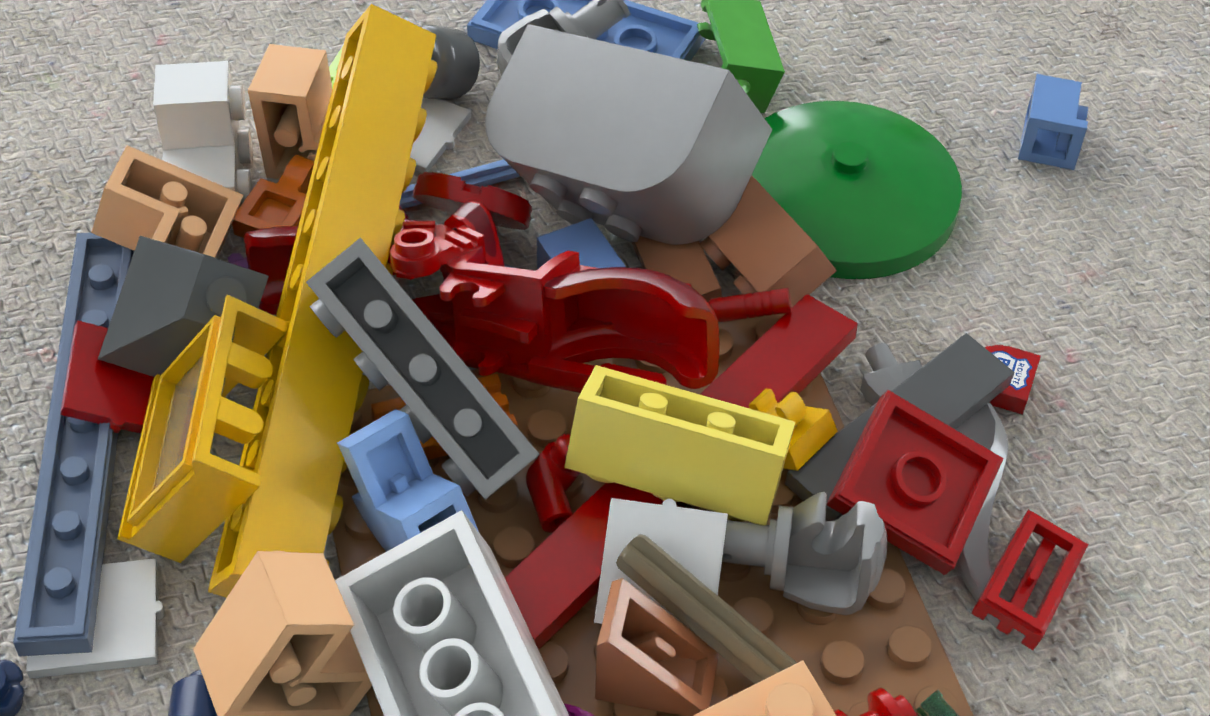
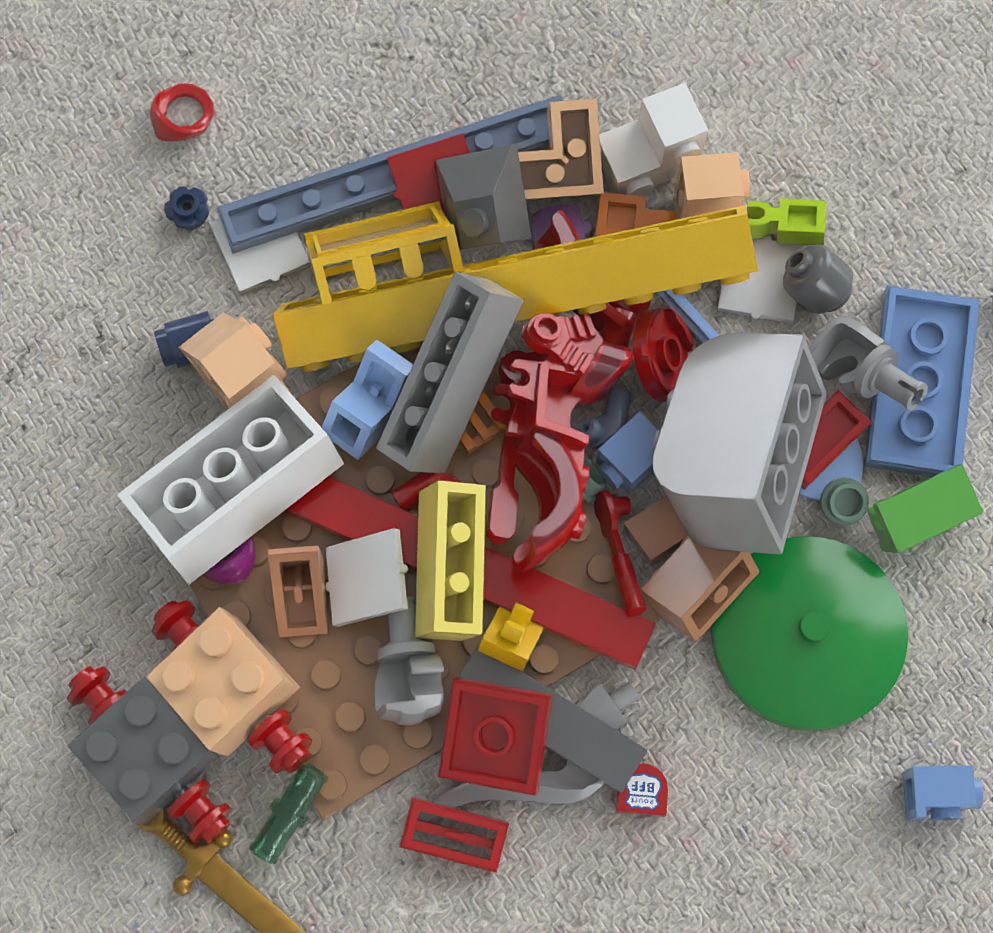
camera: 75 degrees right, 25 degrees up
(702, 610) = (335, 617): dark tan axle -> none

